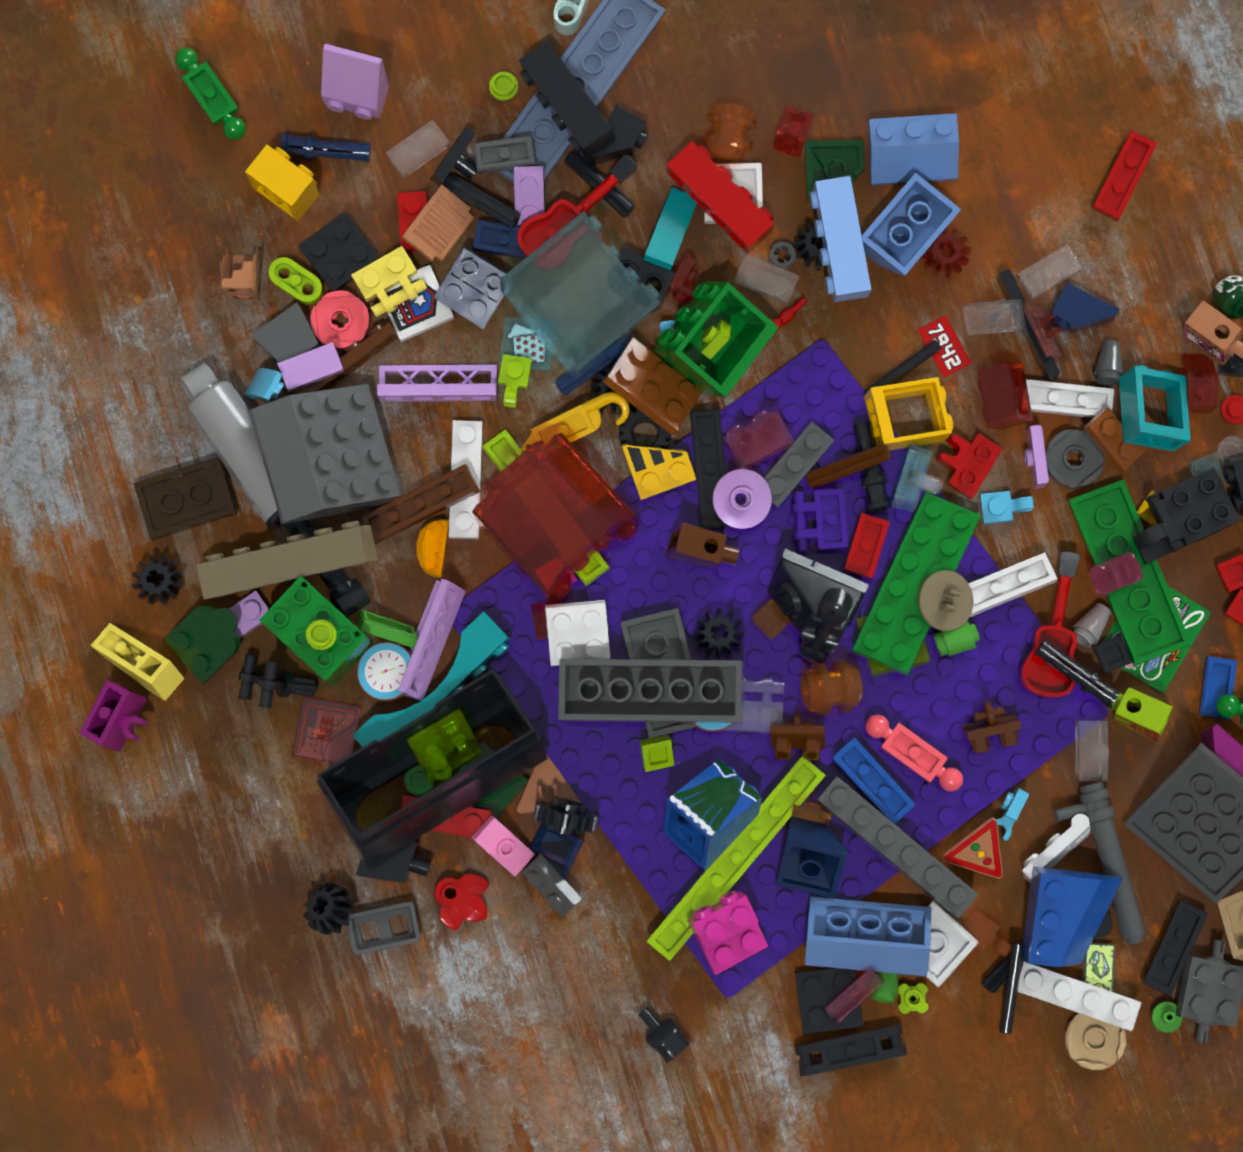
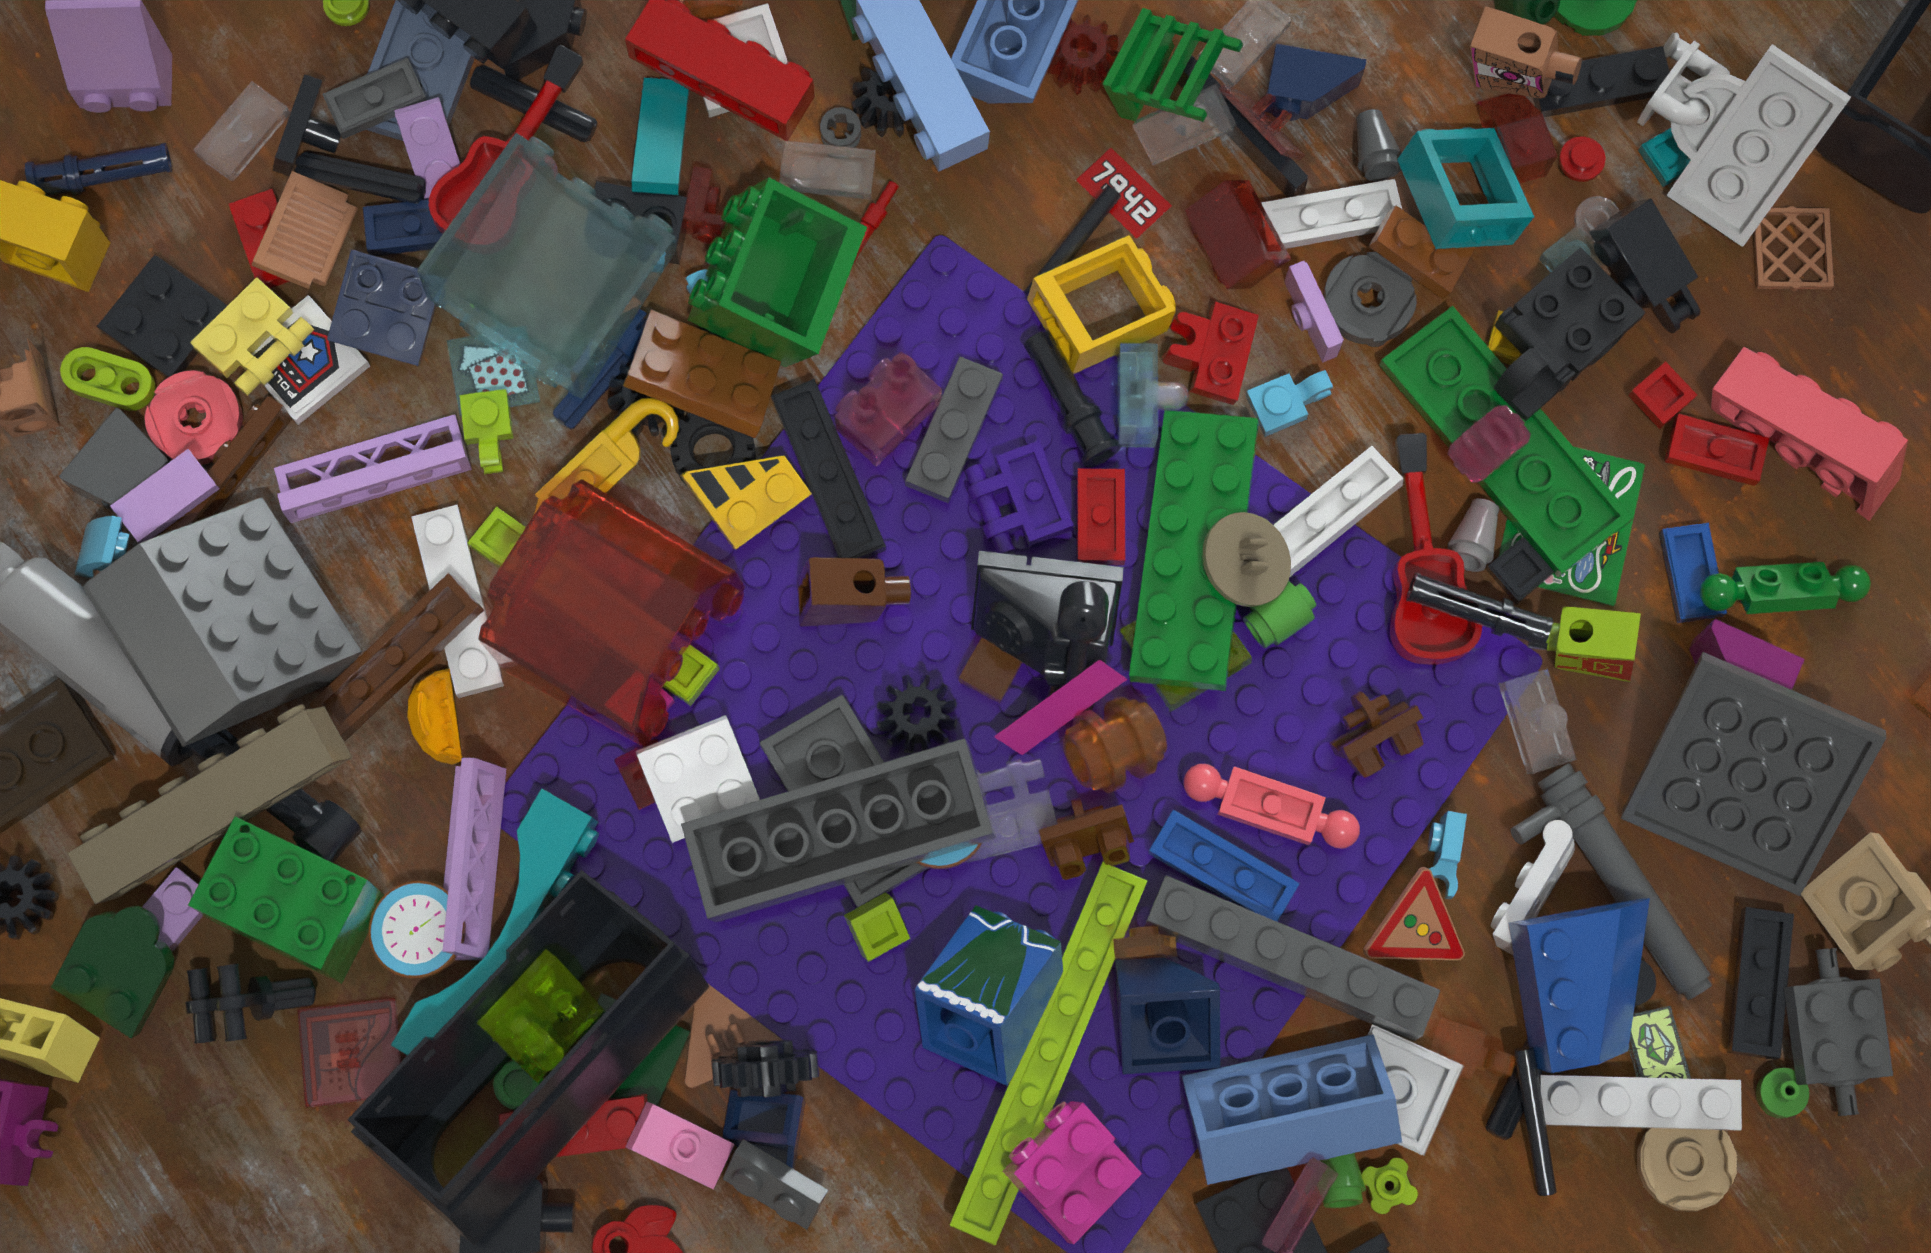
camera: 20 degrees left, 5 degrees down
(321, 634) = (292, 897): lime plate -> none
(386, 628) = (398, 862): bright green tile -> none
(715, 338) = (775, 270): lime plate -> none
(756, 493) = (906, 484): lavender dish -> none
(805, 656) = (1060, 707): none -> dark pink sticker
(848, 466) = (1036, 404): reddish brown axle -> none
(982, 267) = (1145, 56): none -> green plate

